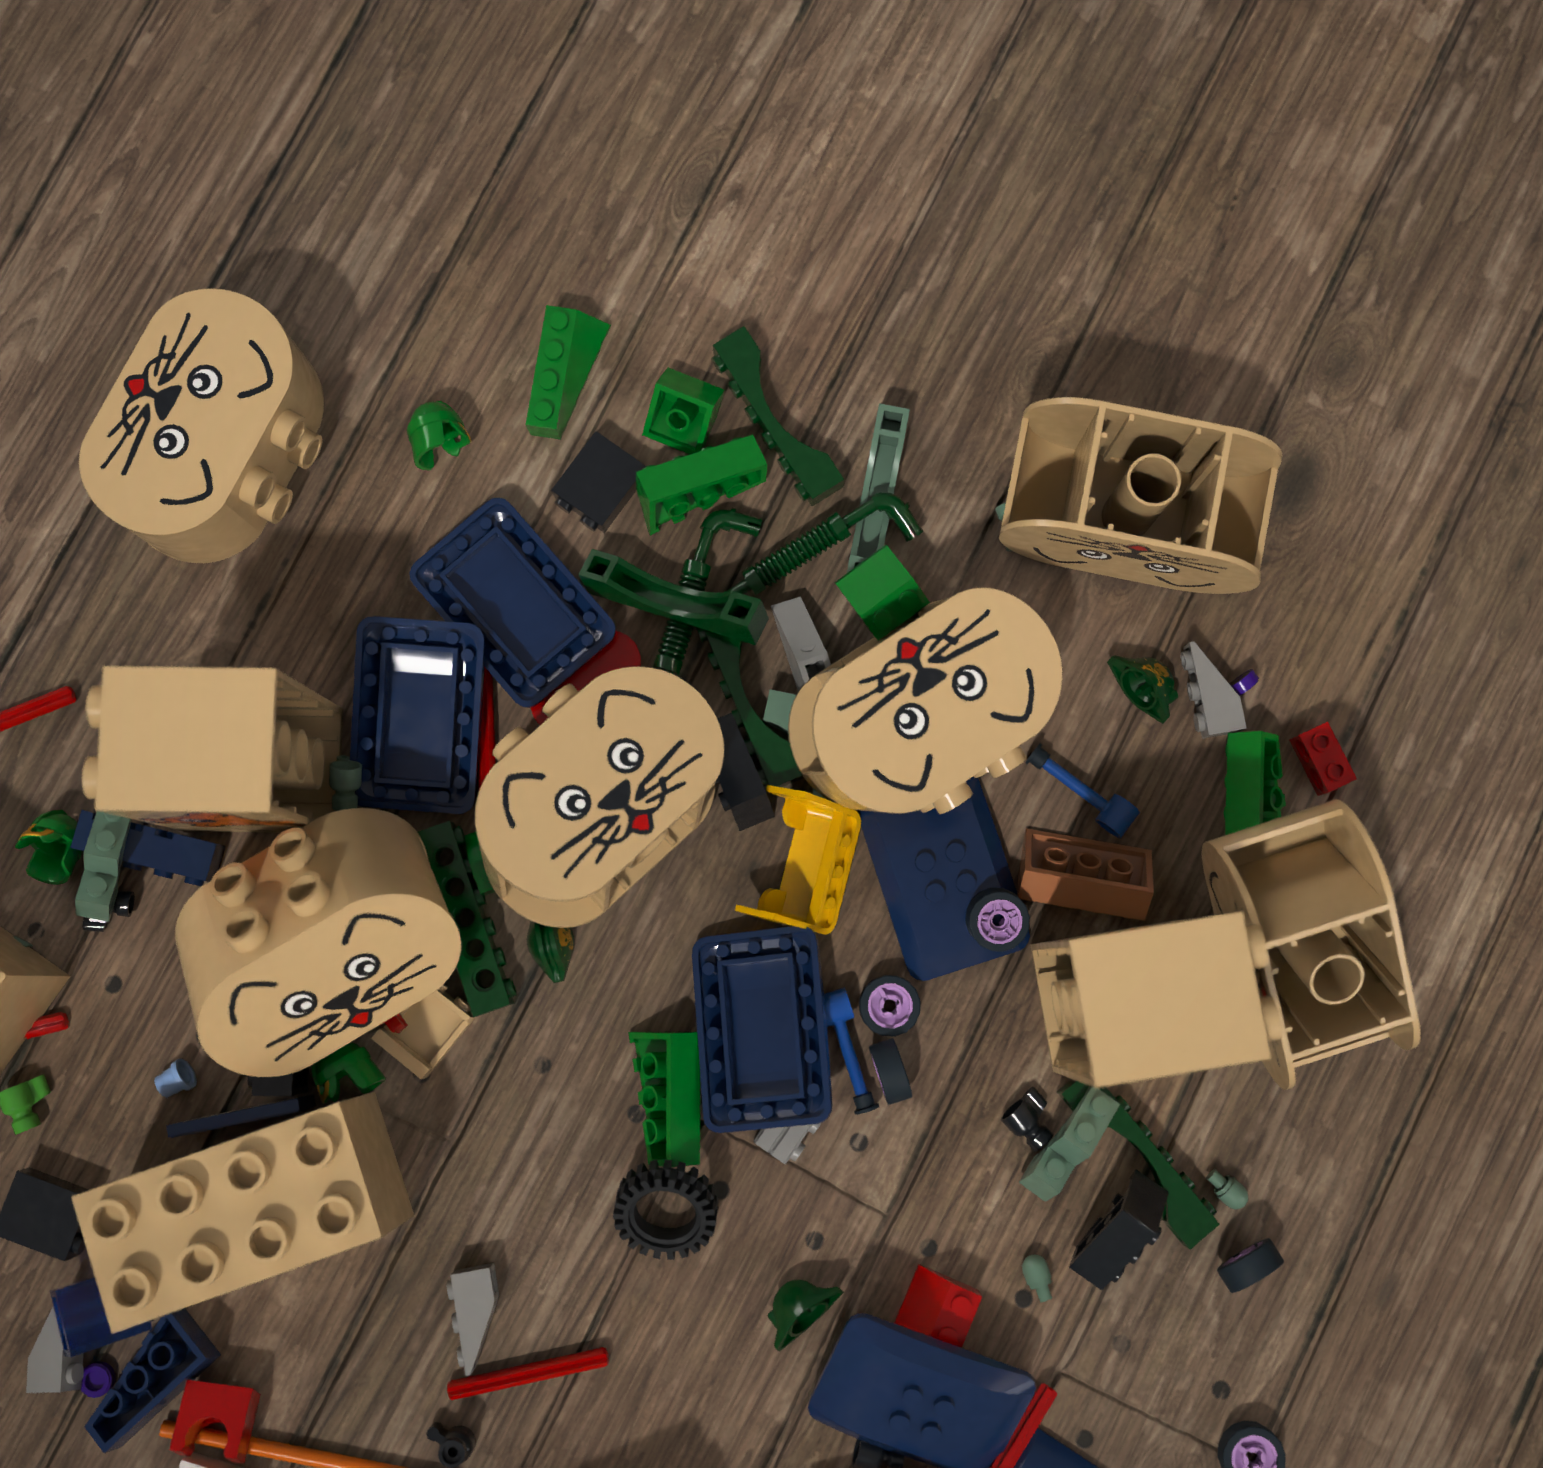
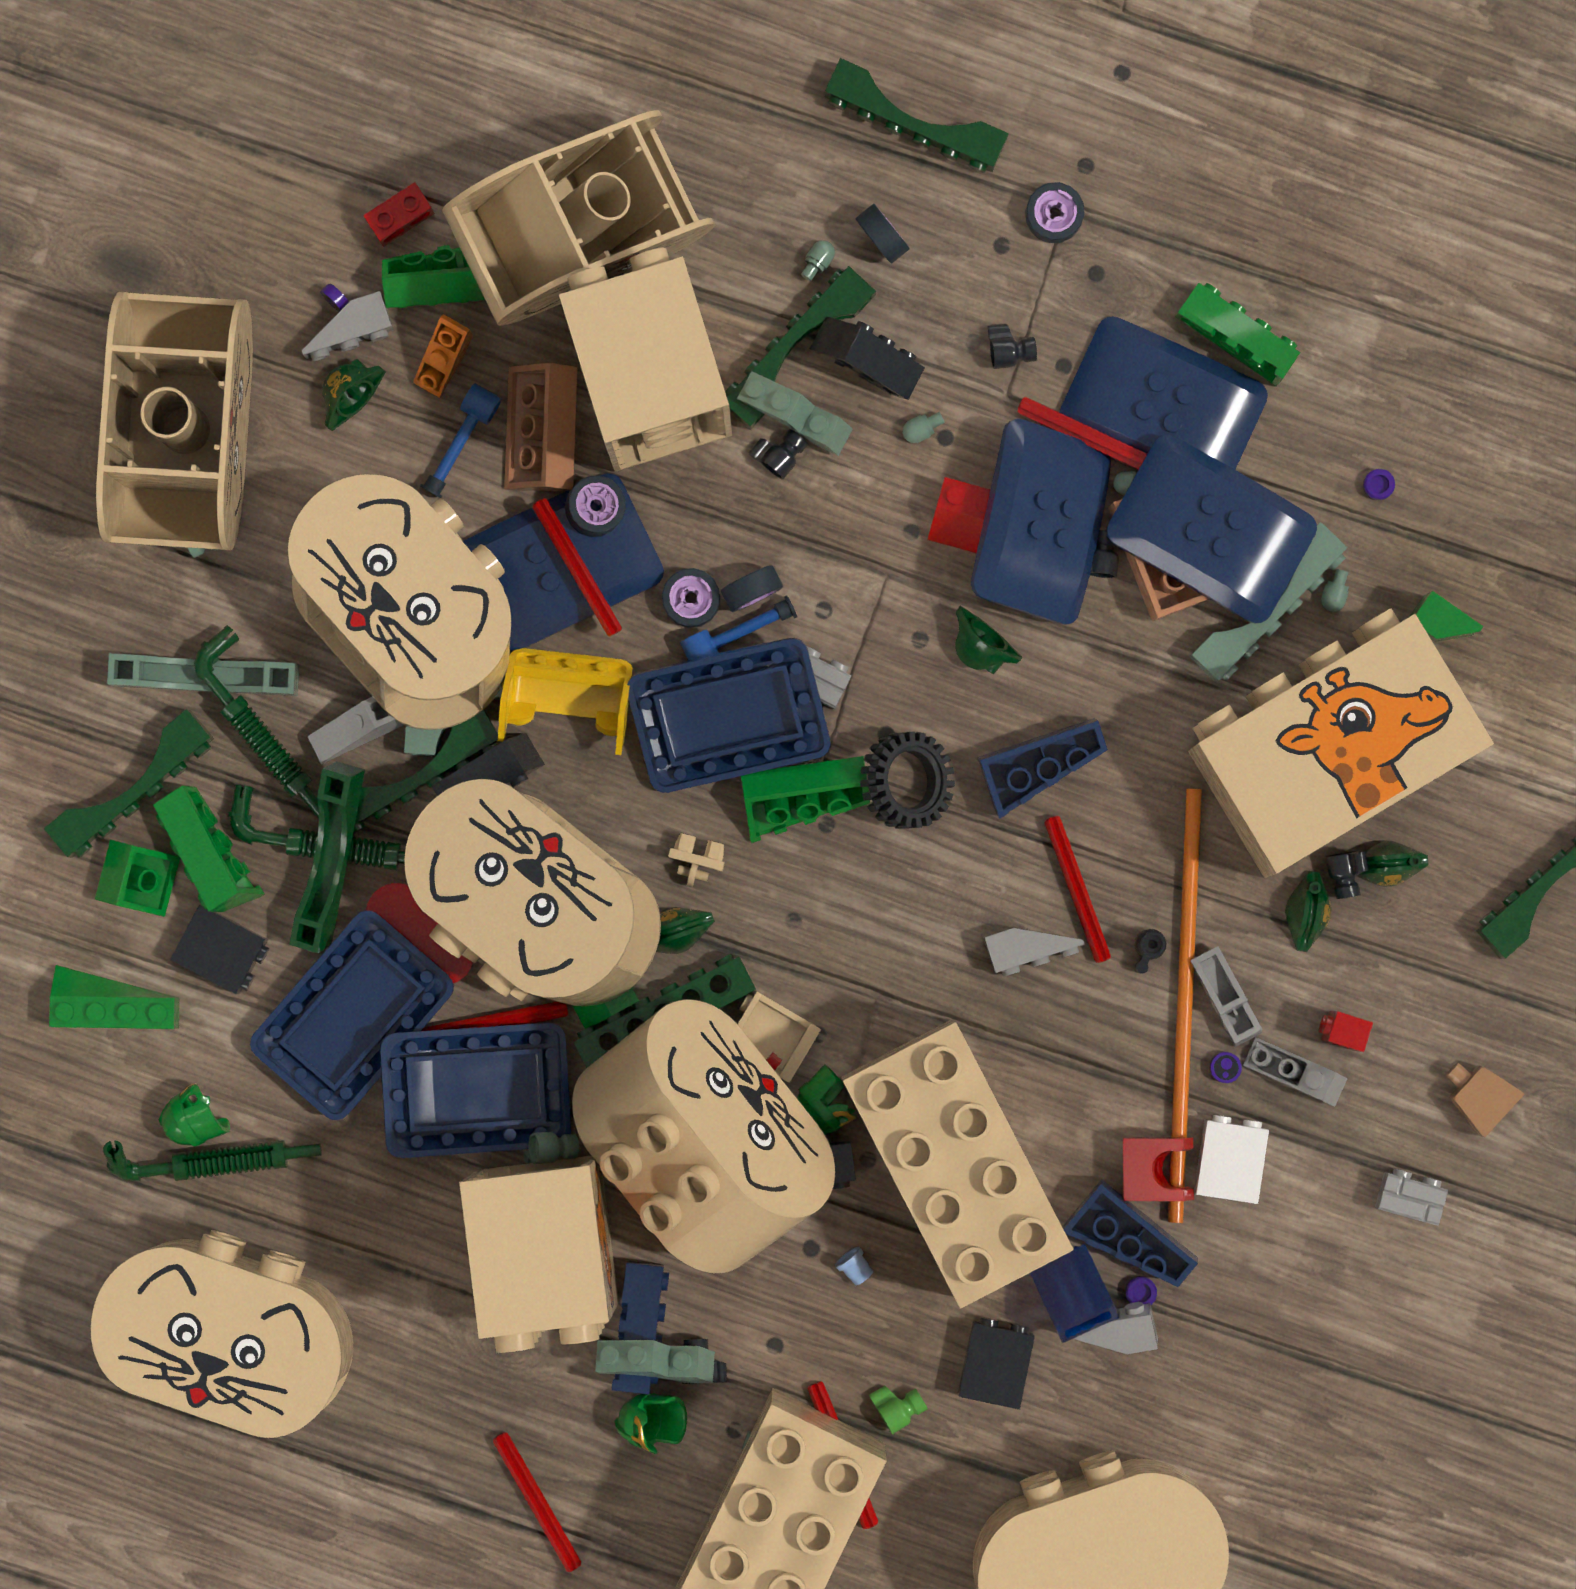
camera: 100 degrees left, 5 degrees up
(241, 1116) = (878, 1193): dark blue tile -> none
(391, 446) = (209, 1162): none -> dark green piece
(616, 989) = (683, 852): none -> tan hips
(663, 1345) = (1033, 765): none -> dark blue wedge
(882, 592) = (297, 655): green slope -> none
(936, 891) = (577, 567): none -> red axle
(1108, 1380) = (1006, 351): none -> black piece
(1173, 784) = (443, 355): none -> orange slope
(1335, 1378) = (974, 142): none -> dark green arch

